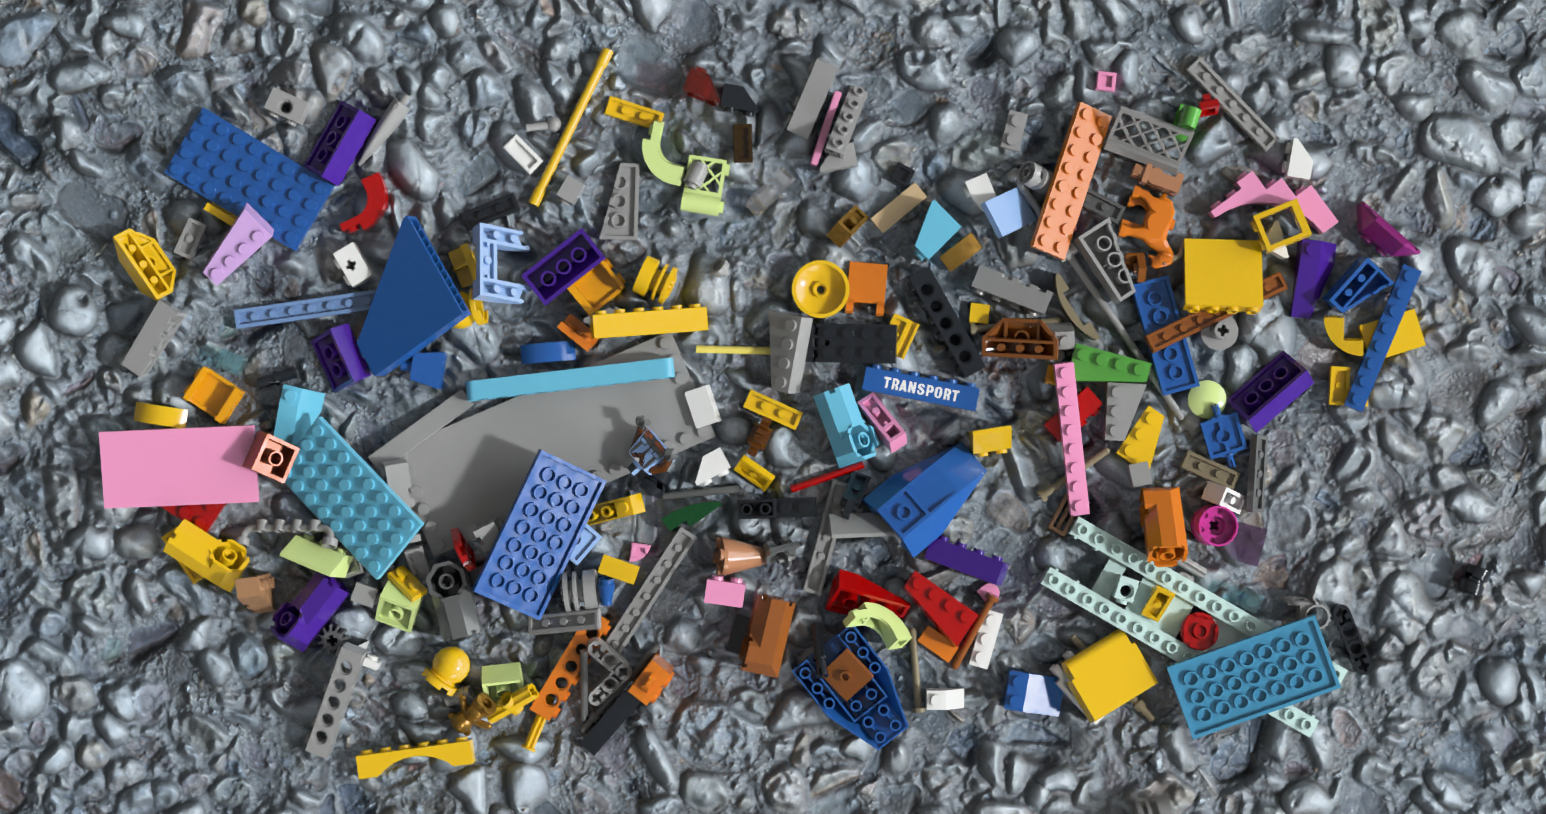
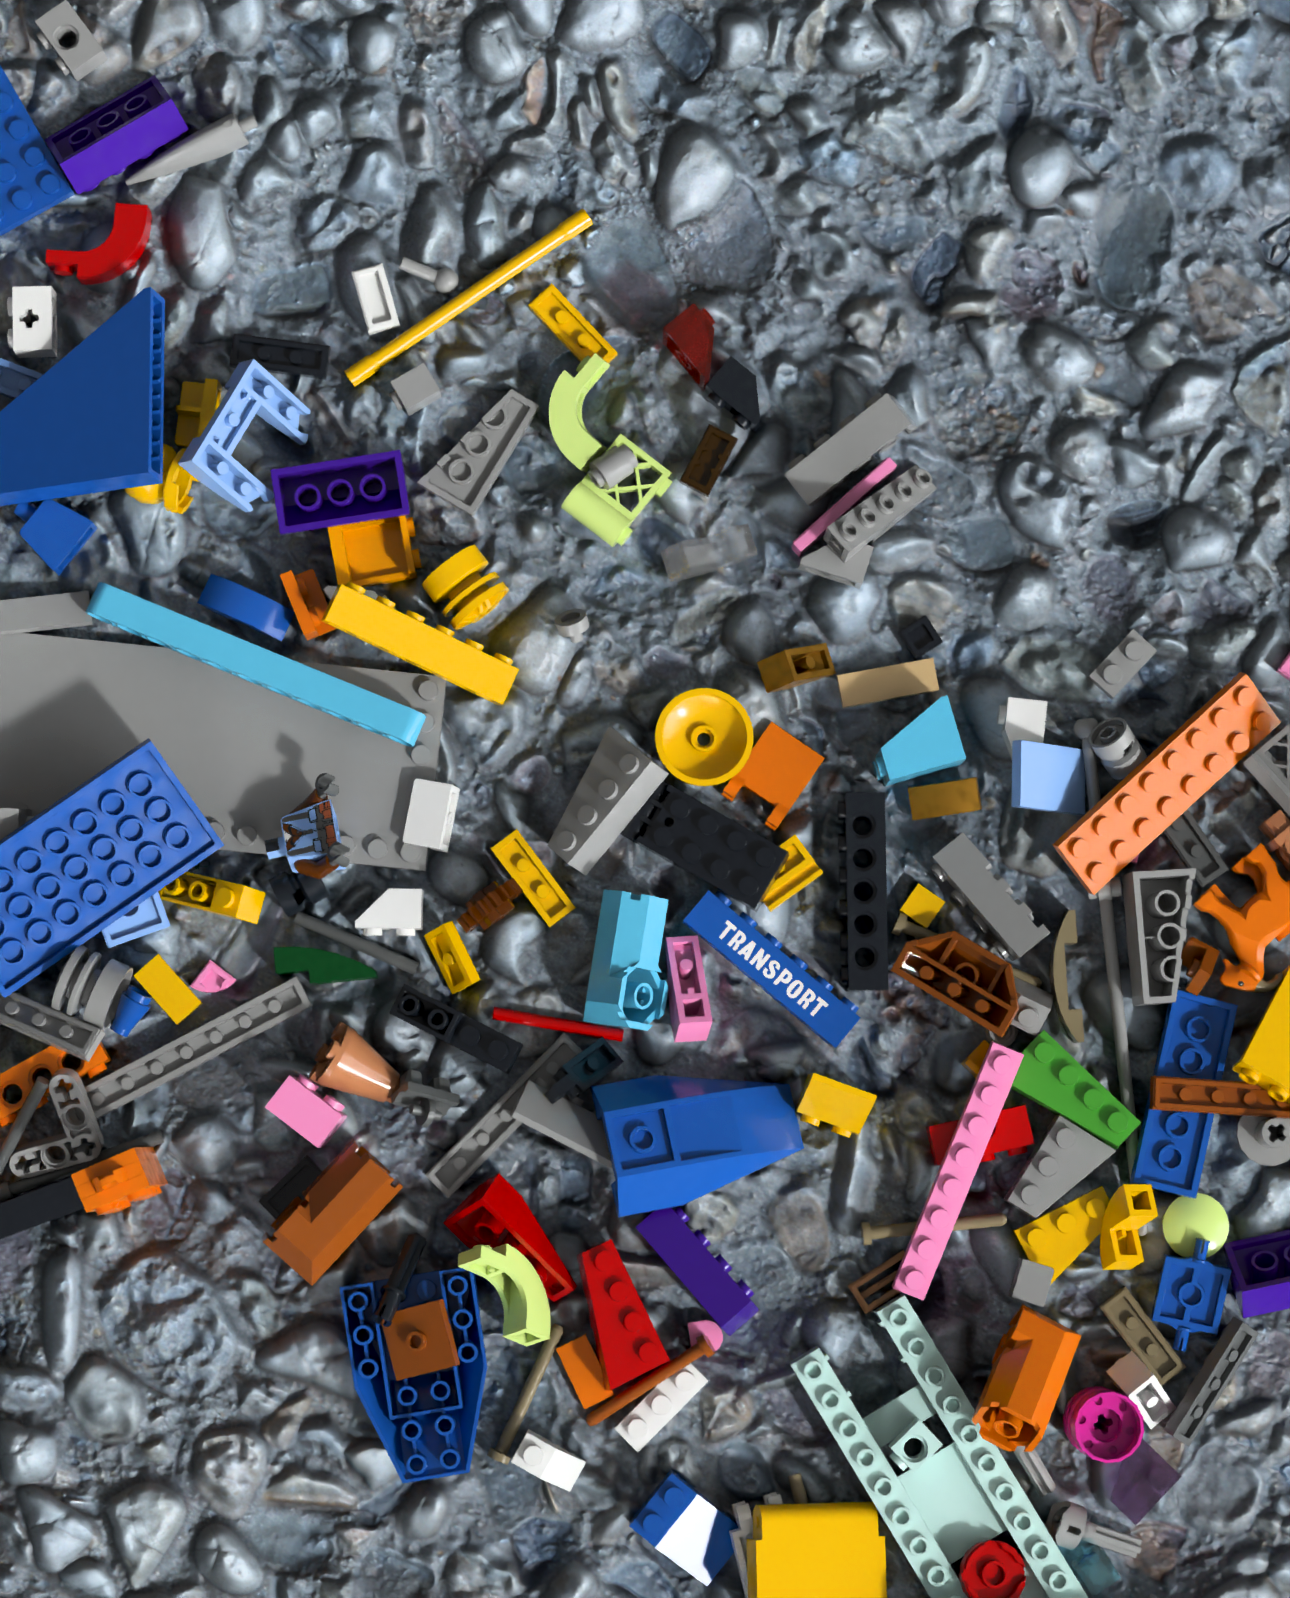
camera: 25 degrees right, 5 degrees down
(732, 350) = (522, 756): light yellow bar -> none
(1157, 603) = (952, 1494): yellow slope -> none
(1168, 415) = (1126, 1212): none -> yellow brick
(1228, 584) = (1075, 1527): none -> light grey piece

